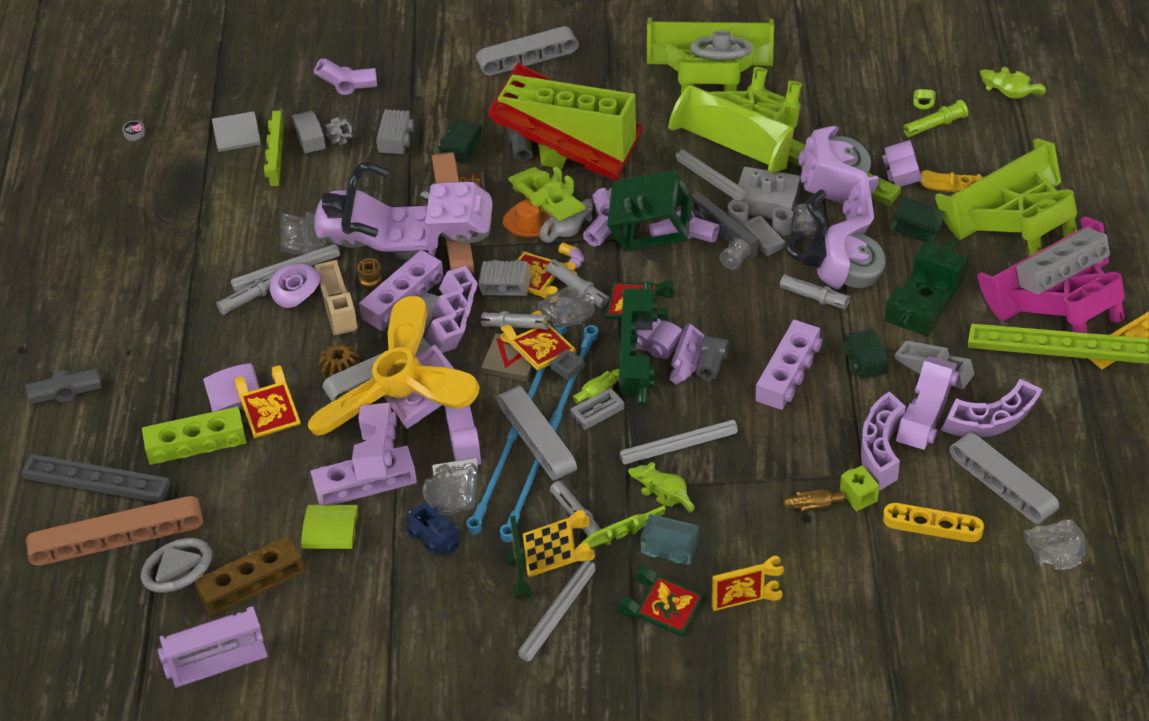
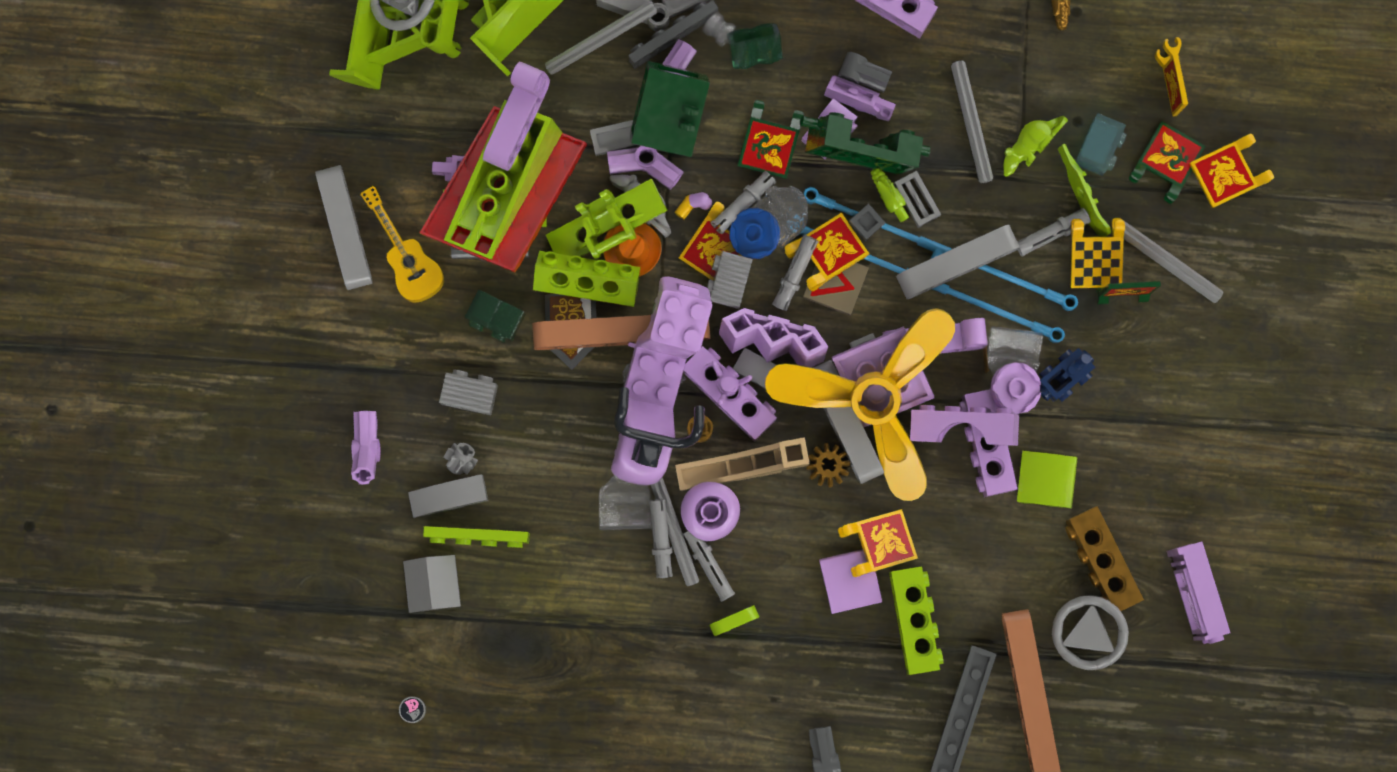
camera: 90 degrees left, 35 degrees up
(198, 312) = (734, 620): none -> lime beam
(270, 257) = (660, 538): none -> light grey pin
(405, 272) = (728, 383): none -> lavender plant
(415, 483) = (1016, 387): none -> lavender tile
(485, 92) = (415, 273): none -> yellow piece
(498, 181) = (586, 278): none -> lime brick
(547, 287) = (755, 233): none -> blue tile
(620, 94) = (517, 116): none -> lavender beam
(656, 650) = (1226, 173): none -> flag
(721, 274) = (755, 46): none -> clear green brick

